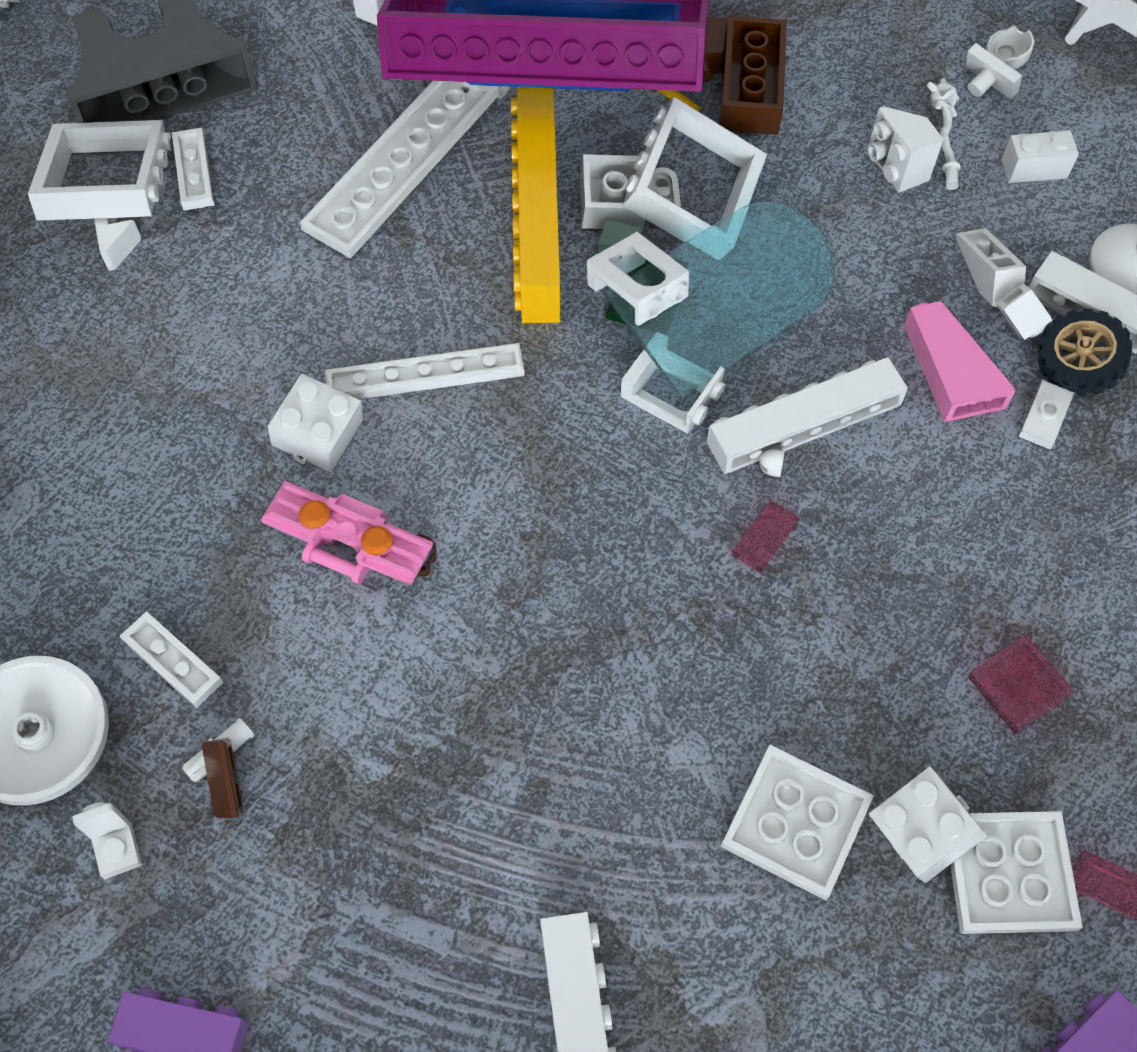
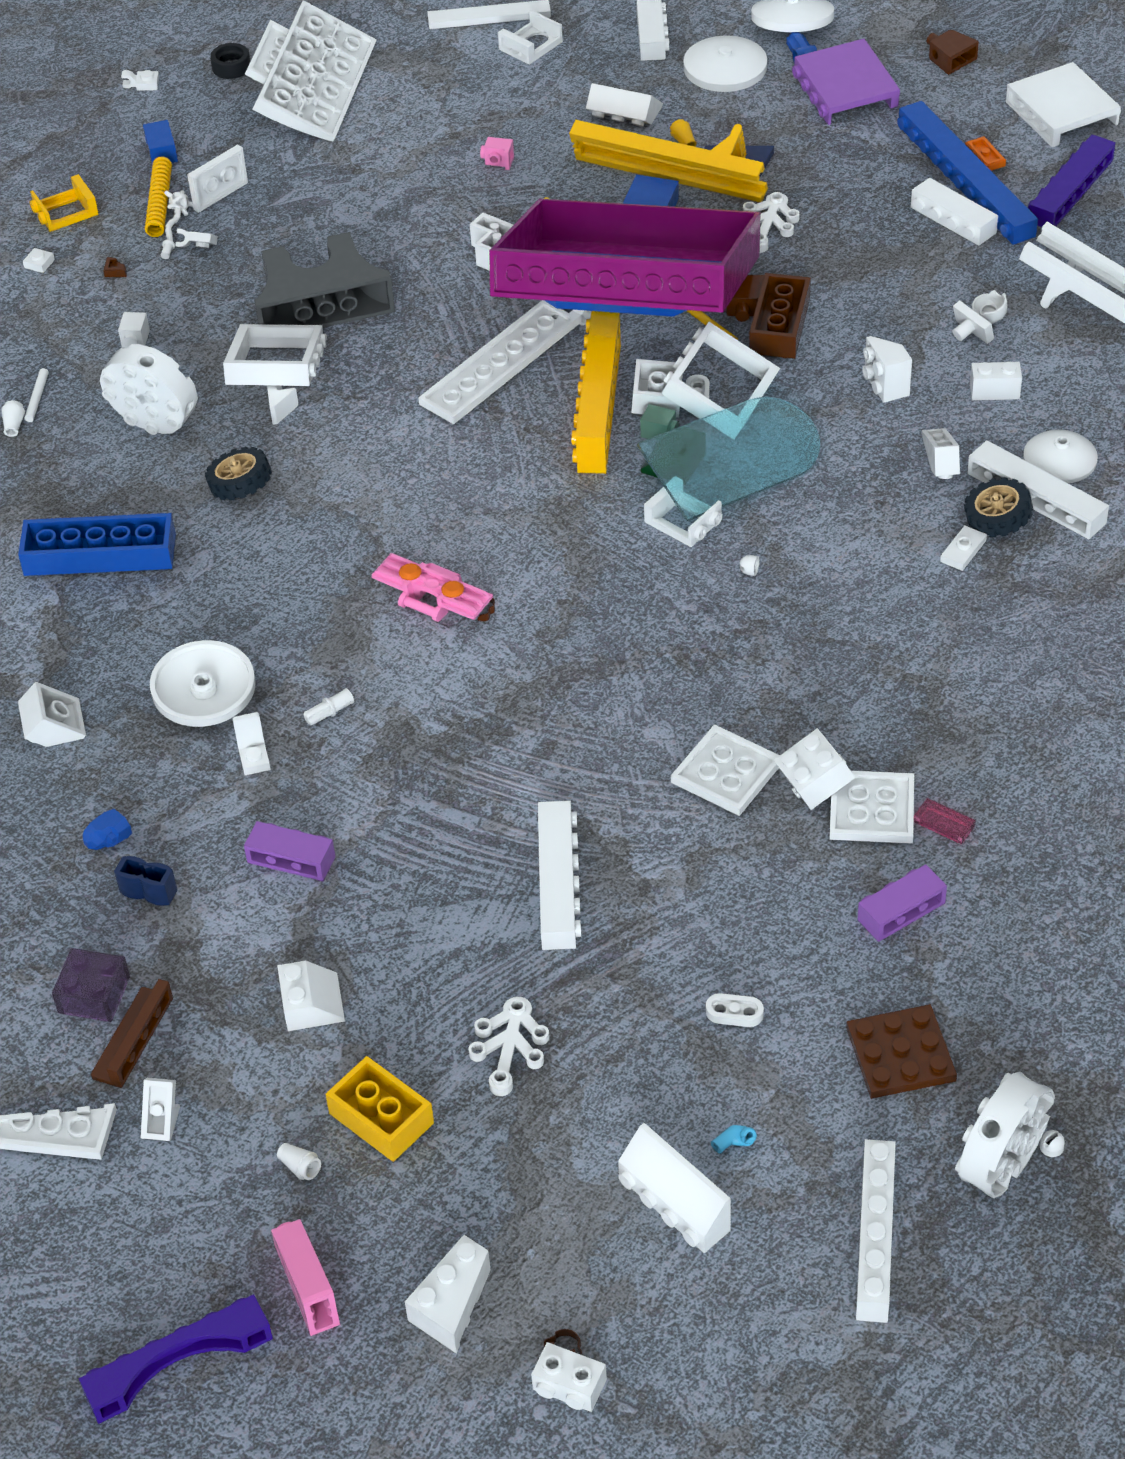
camera: 10 degrees right, 15 degrees down
(54, 364) = (238, 473): none -> black wheel
(171, 659) = (300, 654): white plate -> none
(192, 169) = (341, 360): white plate -> none
(222, 778) = (330, 718): reddish brown slope -> none
(315, 423) = (416, 521): white brick -> none
(428, 372) = (500, 498): white tile -> none
(614, 263) = (668, 450): white panel -> none
(765, 536) = (736, 609): clear pink tile -> none
(806, 414) = (780, 536): white brick -> none
(944, 98) = (930, 339): white piece -> none
(955, 365) = (899, 512): bright pink slope -> none
(1020, 684) = (903, 703): clear pink plate -> none
(1024, 311) = (956, 479): white brick -> none

